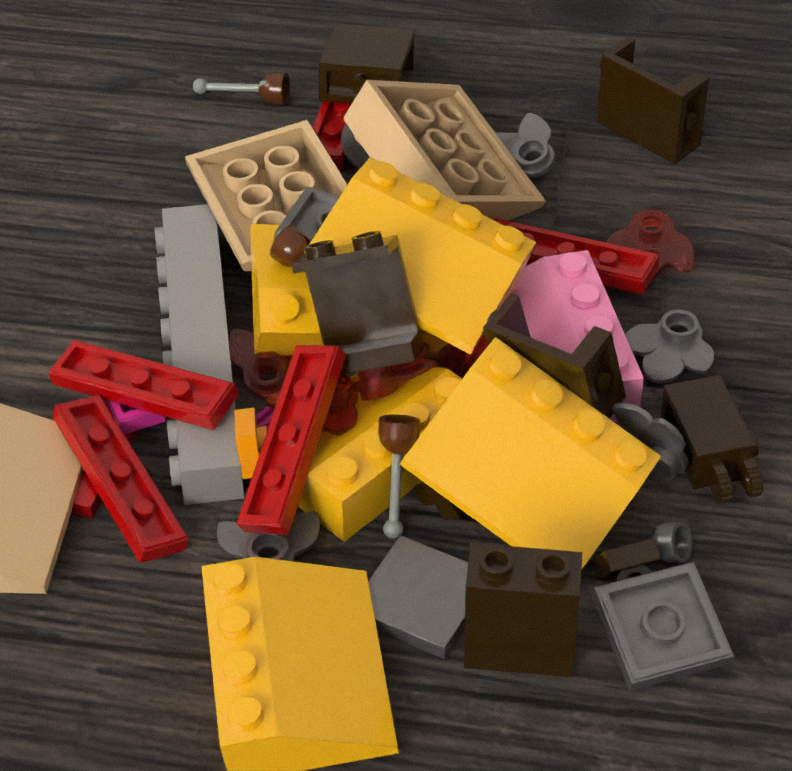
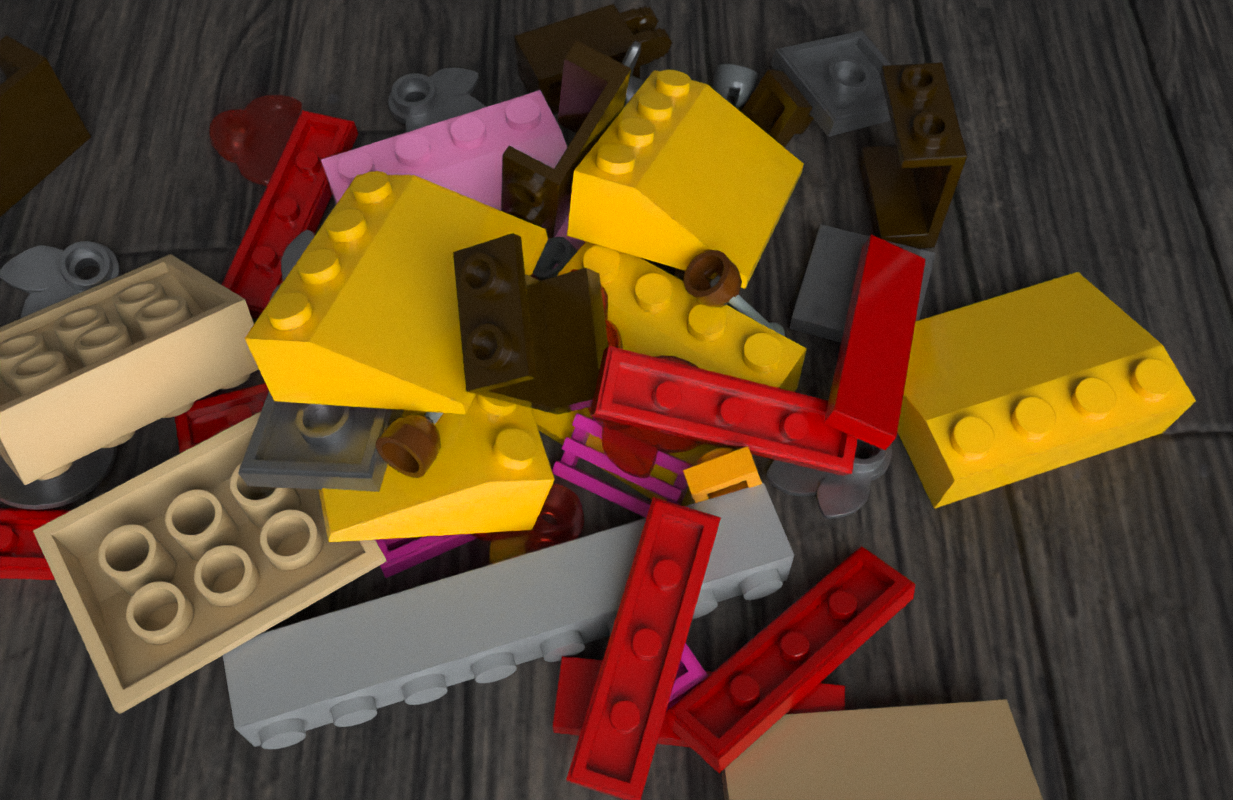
camera: 100 degrees left, 15 degrees up
(344, 552) = (876, 344): none -> red tile

